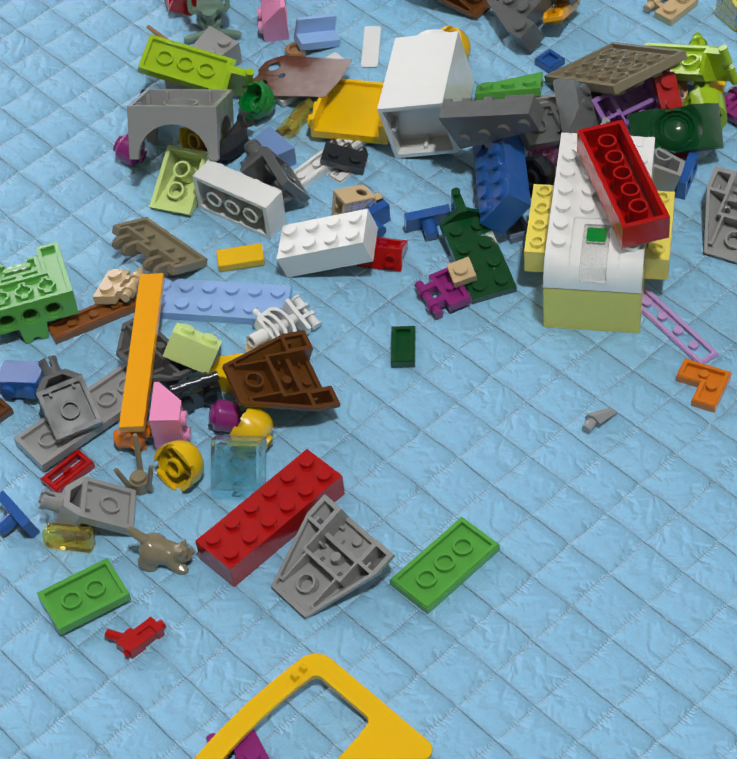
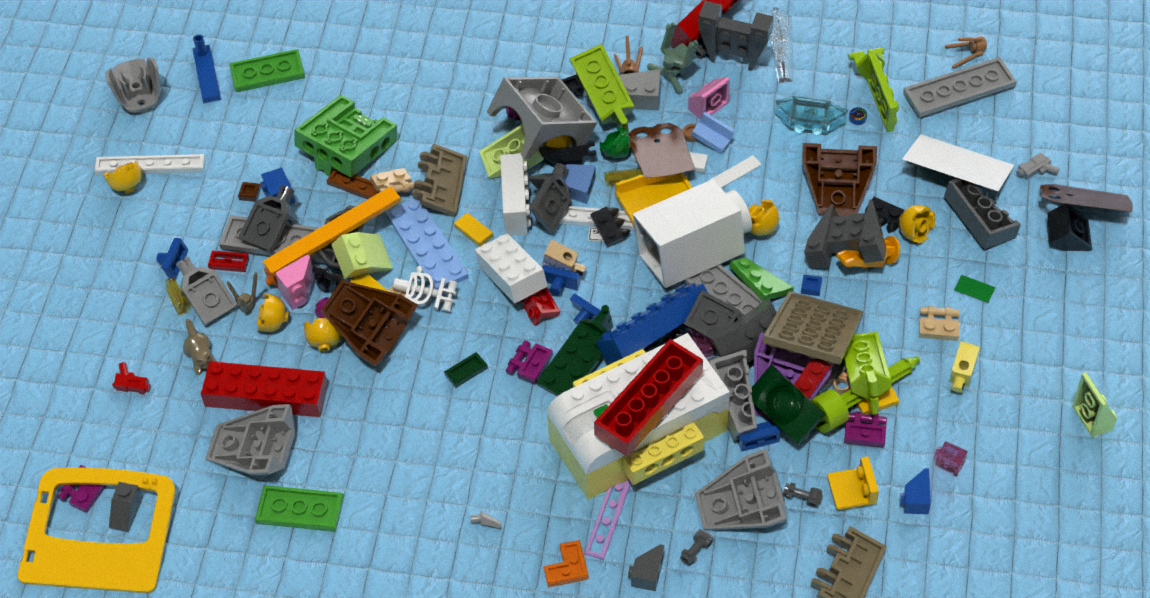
camera: 50 degrees right, 5 degrees up
(83, 596) = (139, 334): bright green plate -> none
(238, 462) = (287, 342): clear light blue brick -> none
(303, 719) = (124, 506): none -> dark grey slope
(461, 272) = (547, 360): tan plate -> none
(490, 119) = (672, 282): dark grey wedge -> none

